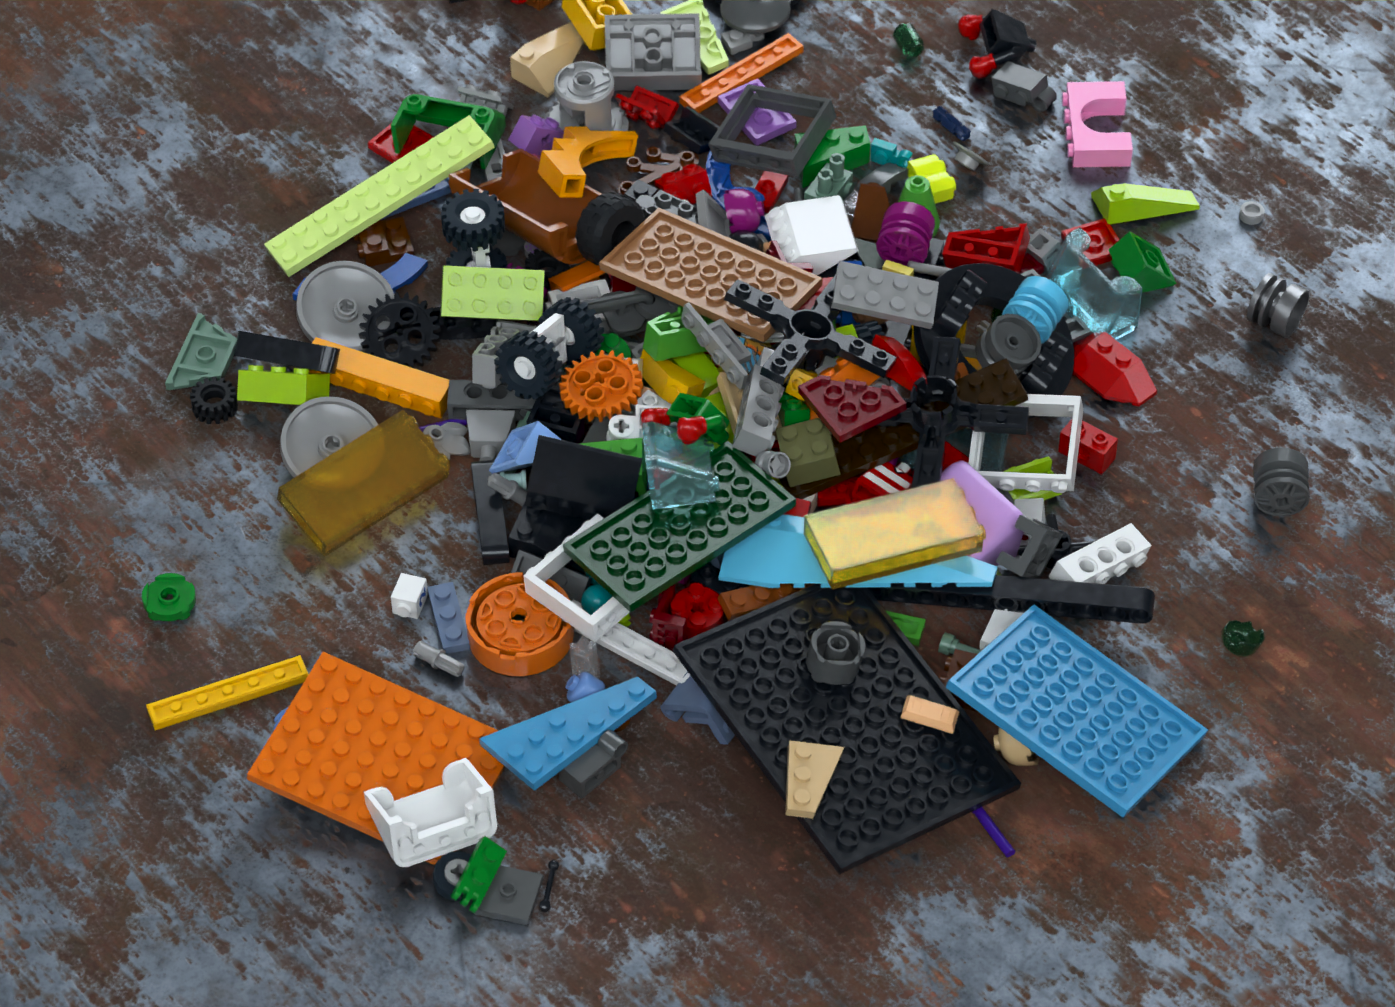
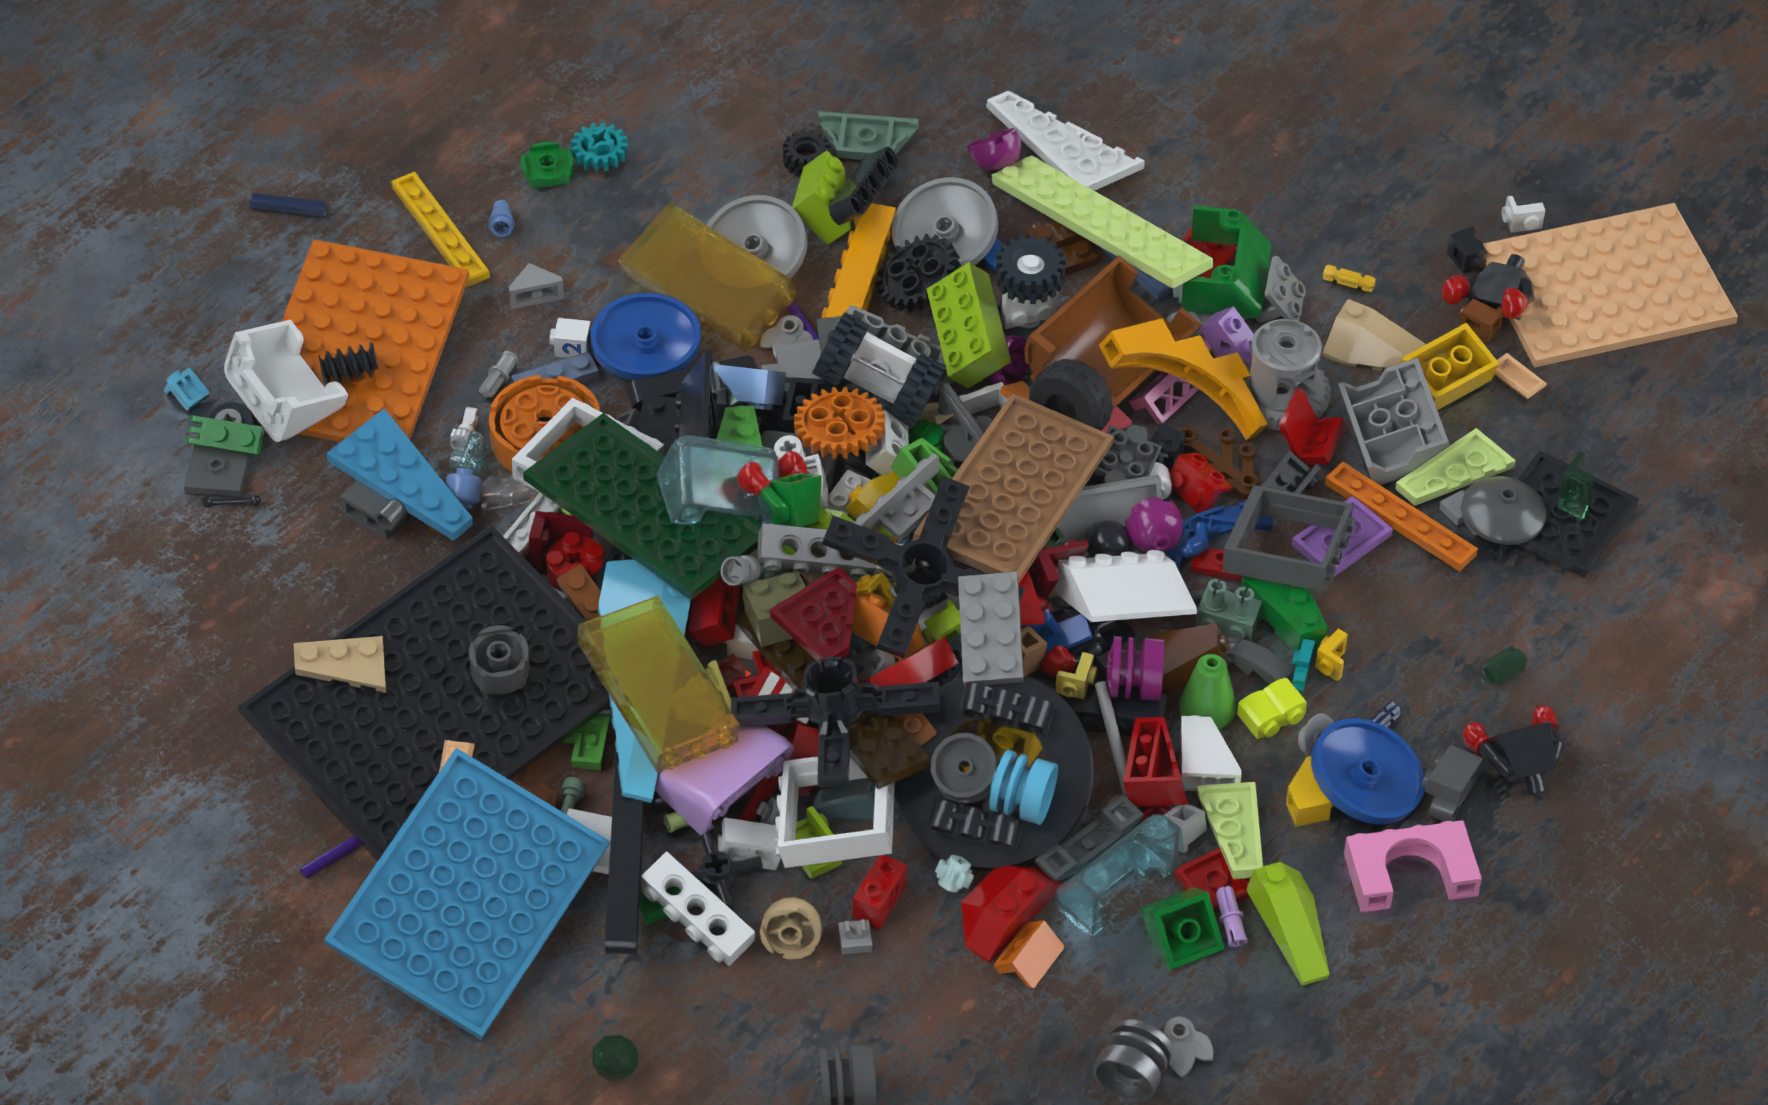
camera: 80 degrees right, 0 degrees up
(159, 552) = (599, 147): none -> teal gear
(160, 814) = (288, 204): none -> dark blue axle
(235, 639) = (501, 220): none -> medium blue cone
(255, 220) = (1064, 145): none -> white wing
(258, 259) = (996, 151): none -> magenta cylinder
(331, 619) = (535, 287): none -> light grey slope
(397, 910) = (186, 388): none -> medium azure bracket
(425, 754) = (348, 364): none -> black piece
(427, 536) = (645, 336): none -> blue dish
(468, 64) = (1349, 278): none -> yellow axle
(492, 685) = (459, 436): none -> white piece
(544, 688) = (471, 456): none -> clear light blue plate
(877, 131) = (1329, 654): none -> yellow bracket
(980, 217) = (1205, 754): none -> white slope
(1008, 129) = (1367, 771): none -> blue dish
(1019, 172) = (1305, 799): none -> yellow slope
(1037, 552) = (679, 831): dark grey panel -> none
(1053, 215) = (1235, 824): none -> yellowish green wing
(1075, 388) = (954, 873): none -> light aqua gear
(1118, 232) = (1231, 916): none -> lavender axle
(1118, 503) = (791, 928): none -> tan cylinder
(1124, 471) = (855, 937): none -> light grey tile
(1158, 365) = (1030, 953): none -> orange panel
(1246, 282) = (1187, 1046): none -> light grey plate
(1251, 213) = (1308, 1040): light grey tile -> none

